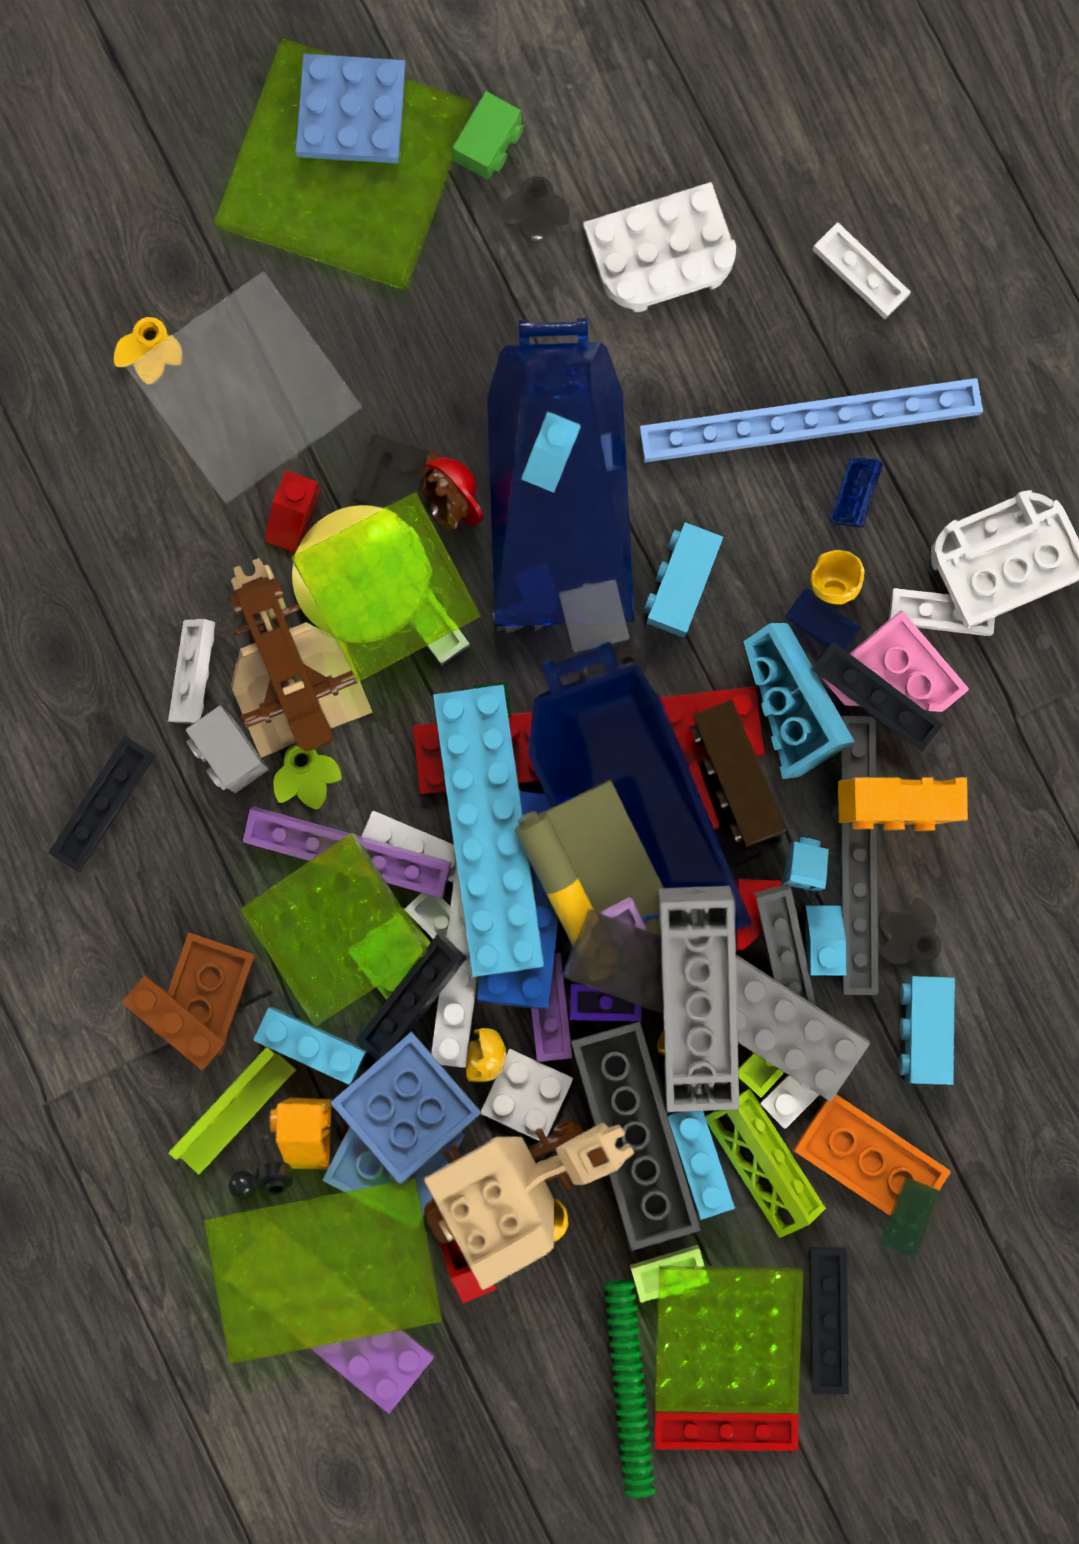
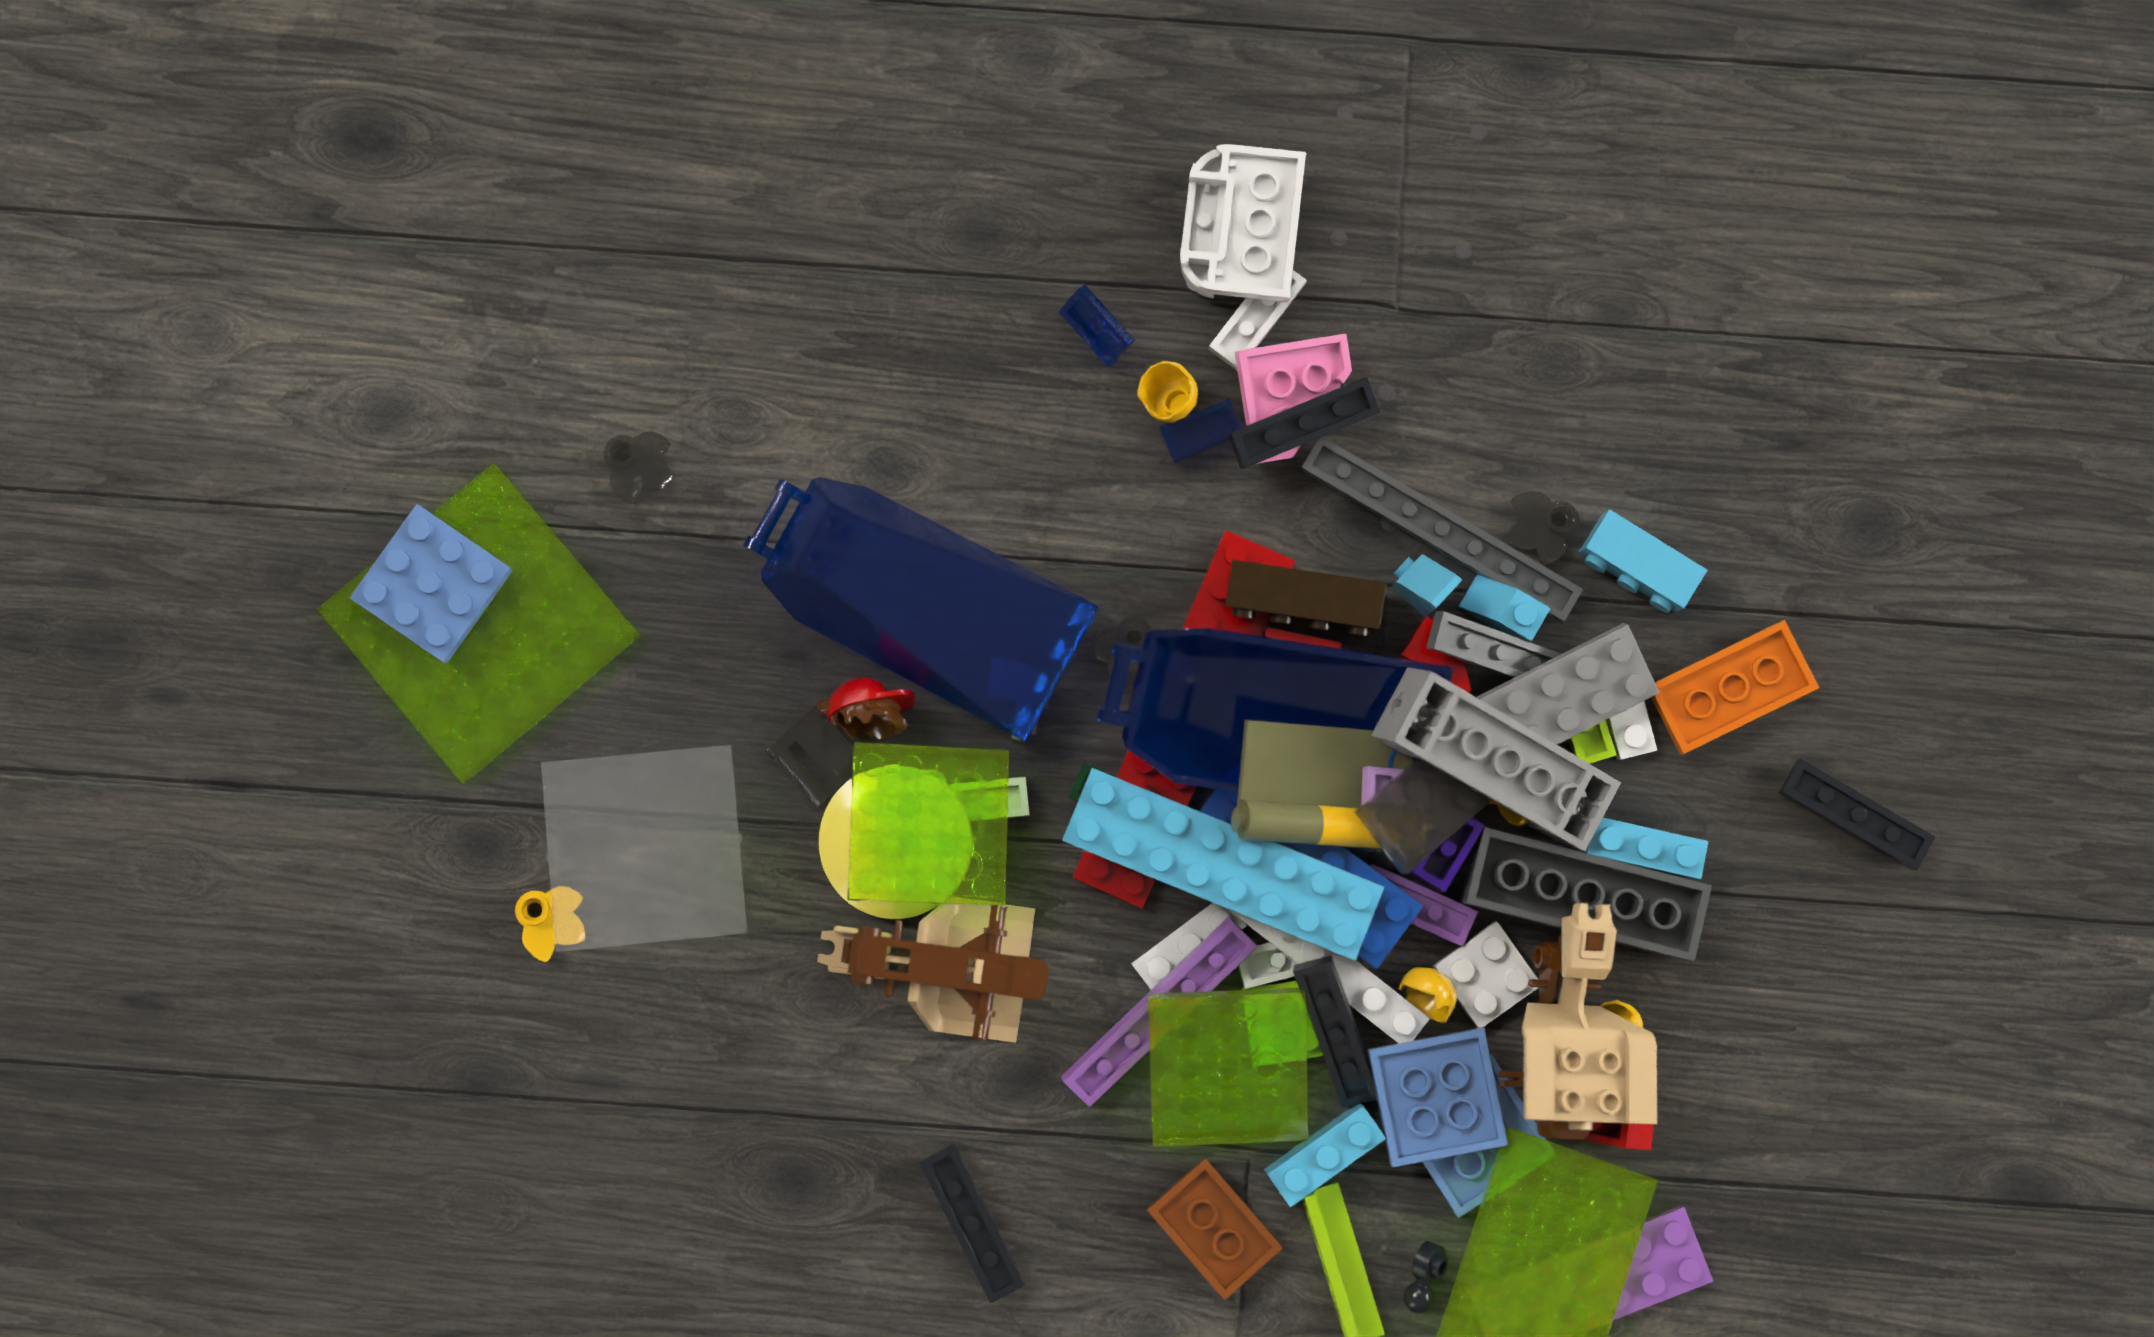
camera: 60 degrees left, 0 degrees up
(174, 1022) = (1227, 1274): dark orange plate -> none
(191, 671) = (894, 1061): white plate -> none
(226, 749) = (993, 1072): light grey brick -> none
(292, 511) = (795, 873): red slope -> none
(303, 1132) = (1401, 1207): light orange wedge -> none
(306, 781) = (1066, 1010): lime plate -> none
(487, 136) = (538, 467): bright green brick -> none
(550, 452) = (897, 589): medium azure slope -> none
(594, 615) = (1073, 642): clear piece -> none
(629, 1389) = (1816, 1039): green piece -> none
(647, 1271) = (1730, 938): yellowish green plate -> none
(662, 248) = (750, 367): white plate -> none
(682, 579) = (1083, 537): medium azure brick -> none
(726, 1431) = (1904, 970): red plate -> none
(728, 1339) = (1823, 919): clear neon green plate -> none
(770, 1161) = (1682, 780): lime fence -> none
(796, 703) = (1263, 501): medium azure wedge -> none
(810, 420) = (1001, 328): light blue plate -> none
(861, 270) = (886, 193): white plate -> none
(901, 802) = (1418, 459): light orange wedge -> none
(909, 1217) = (1806, 683): clear green plate -> none

